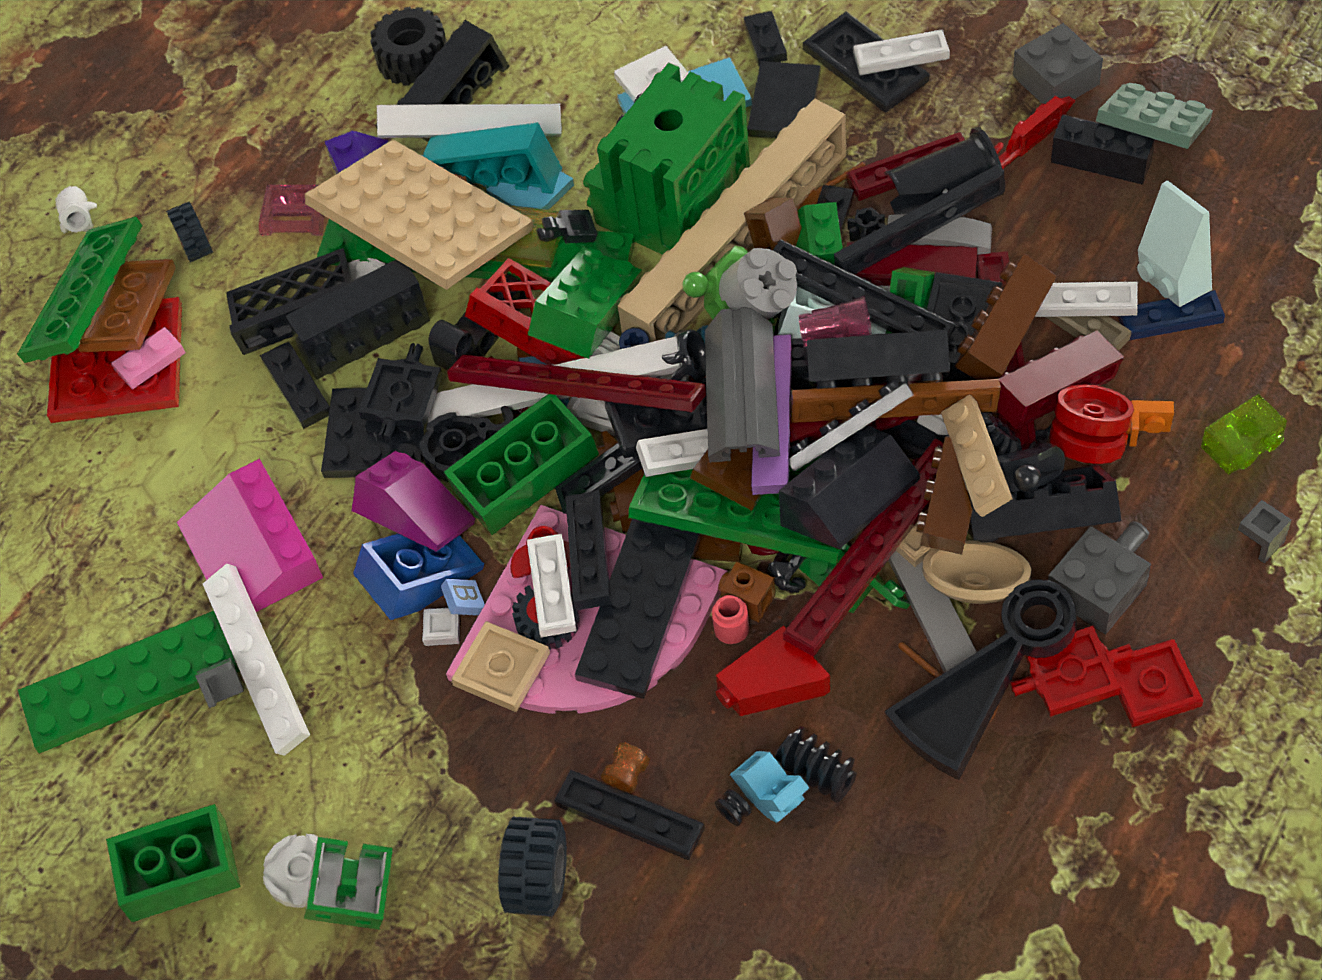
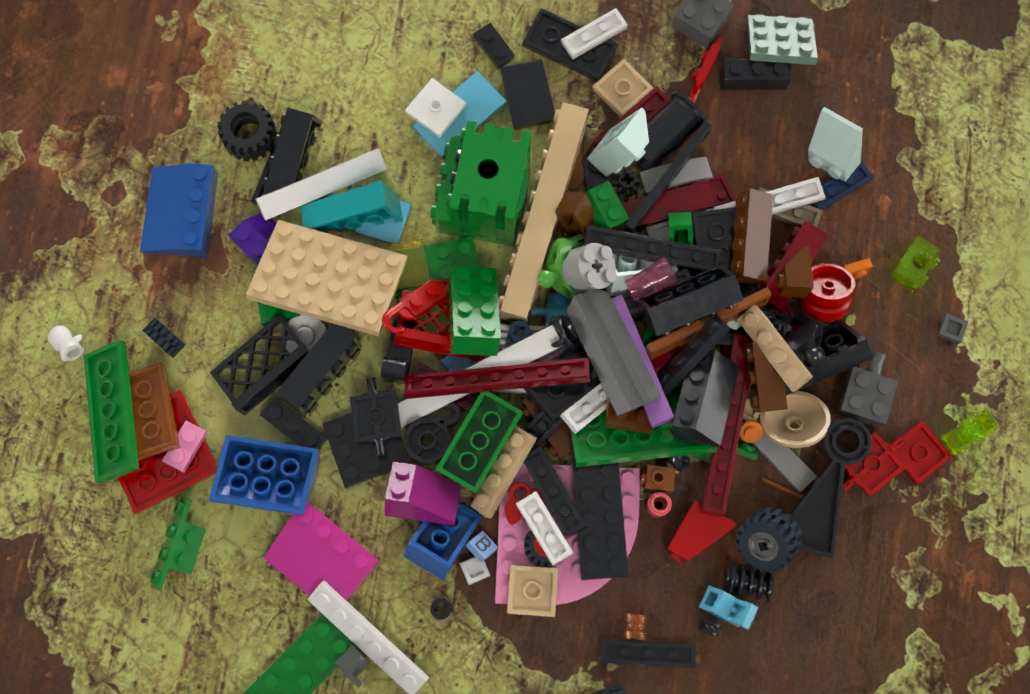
camera: 30 degrees left, 20 degrees up
(83, 475) = (181, 545): none -> green bracket
(228, 412) = (265, 475): none -> blue slope
(289, 111) = (180, 210): none -> blue slope
(289, 201) = (224, 284): clear pink plate -> none
(365, 650) = (436, 615): none -> black bush
(511, 273) = (416, 303): none -> red plate
(535, 509) = (503, 472): none -> tan plate
(573, 225) = (435, 249): black plate -> none
(866, 708) = (768, 540): none -> black wheel
(867, 163) = (621, 144): none -> light aqua slope
(904, 566) = (751, 431): none -> orange plate
(912, 122) = (622, 87): none -> tan tile
(1043, 374) = (796, 276): none -> reddish brown slope
(1240, 670) = (970, 432): none -> clear neon green brick

